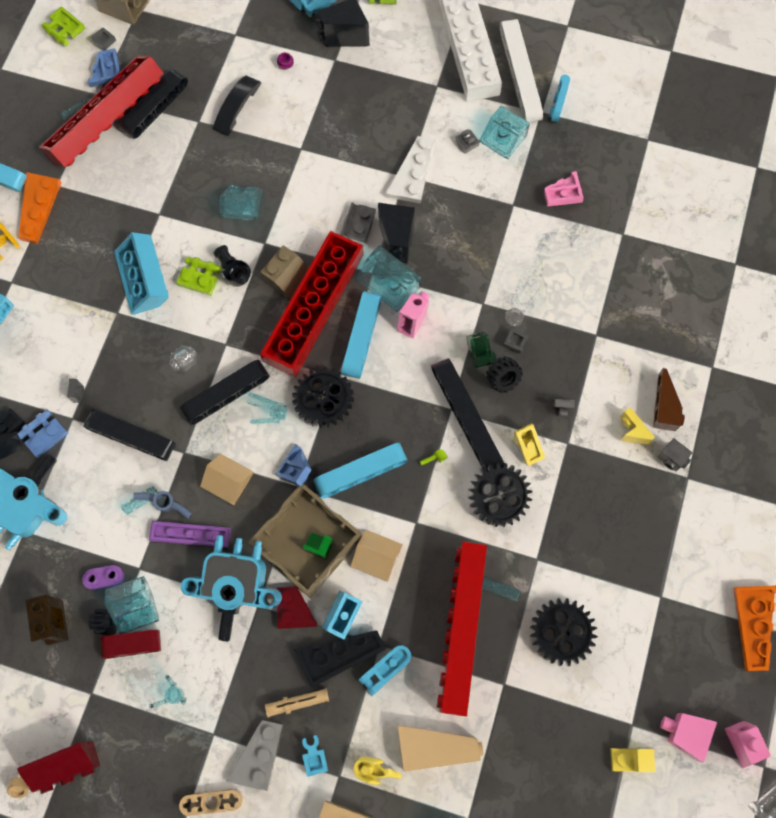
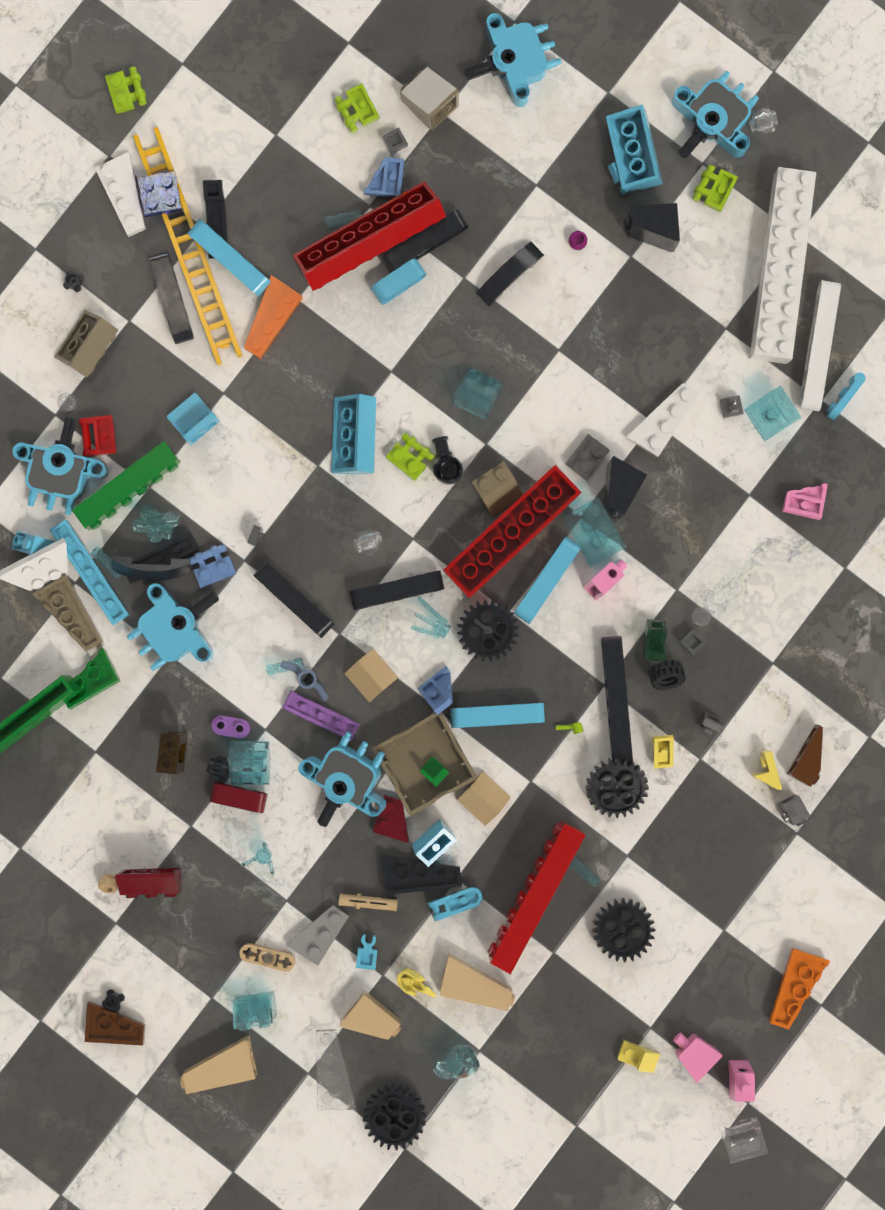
camera: 15 degrees right, 15 degrees up
(141, 140) = (398, 281): none -> medium azure beam

